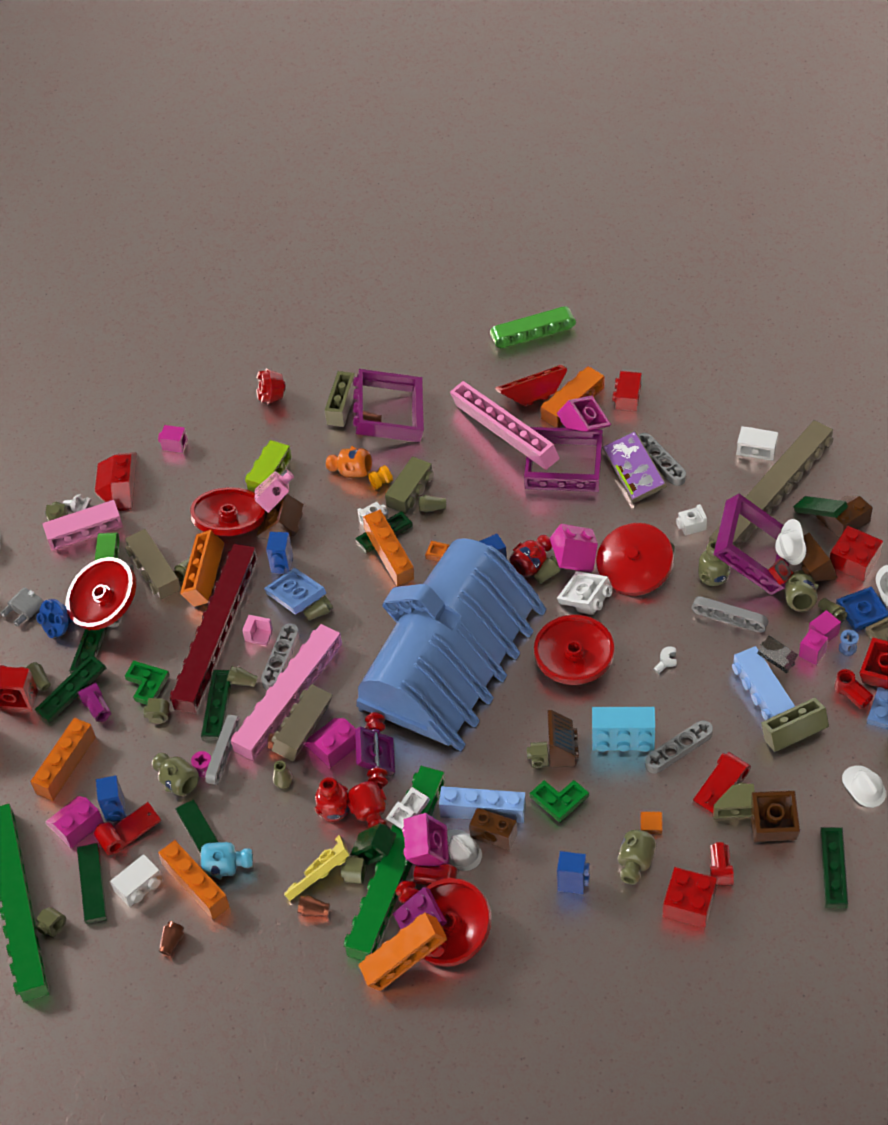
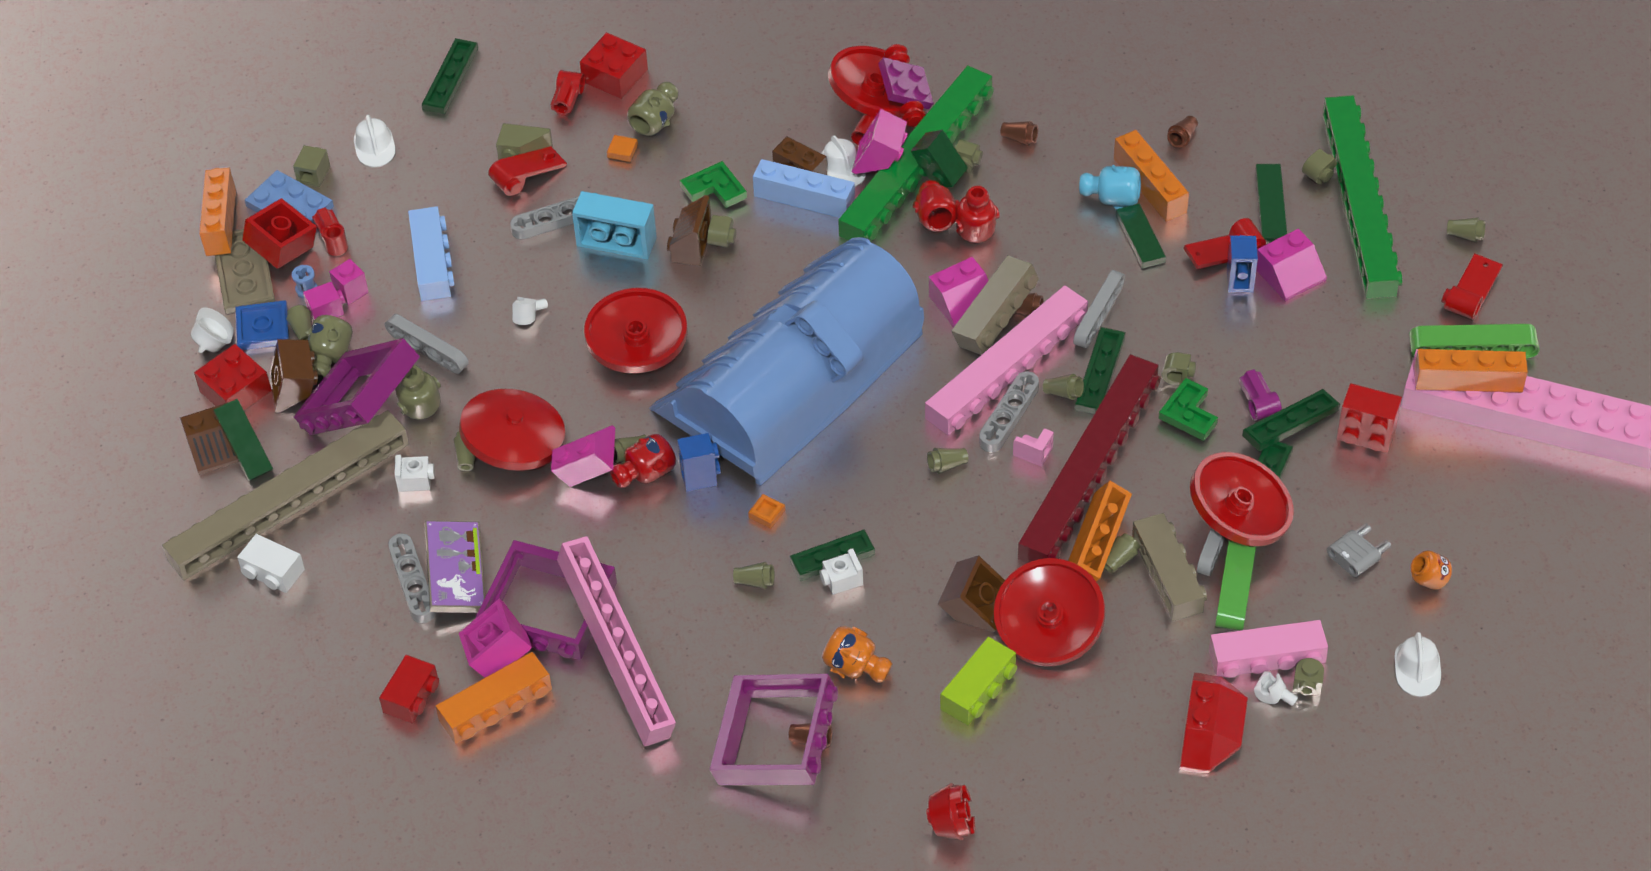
camera: 170 degrees left, 0 degrees up
(39, 676) = (1338, 447): olive cone -> none
(53, 618) = (1309, 509): blue plate -> none
(63, 759) = (1301, 331): orange brick -> none
(136, 880) = (1217, 188): white brick -> none
(173, 438) = (1119, 765): dark pink brick -> none
(175, 774) = (1160, 284): olive piece -> none
(198, 757) = (1127, 305): dark pink wheel -> none
(273, 489) = (979, 611): bright pink torso -> none
(279, 552) = (984, 527): blue brick -> none
(282, 776) = (1032, 255): olive cone -> none
(295, 591) = (973, 476): medium blue plate -> none
(320, 867) = (994, 166): light yellow wing -> none
(340, 399) = (844, 766): olive brick -> none
(375, 749) = (920, 253): magenta plate -> none
(380, 477) = (816, 629): light orange wheel -> none
(388, 547) = (832, 507): orange brick -> none
(402, 951) = (930, 48): orange brick -> none
(409, 485) = (778, 607): olive brick -> none
(410, 806) = (892, 182): white slope -> none
(532, 327) = (505, 842): bright green beam -> none
(535, 386) = (548, 728): red wedge -> none
(572, 872) = (729, 97): blue brick -> none
(586, 592) = (592, 402): white plate -> none
(774, 816) = (491, 105): reddish brown slope -> none
(777, 654) = (395, 281): clear smoke piece -> none
(780, 571) = (342, 356): red tile -> none
(791, 543) = (312, 372): white piece -> none
(795, 724) = (402, 197): olive brick -> none

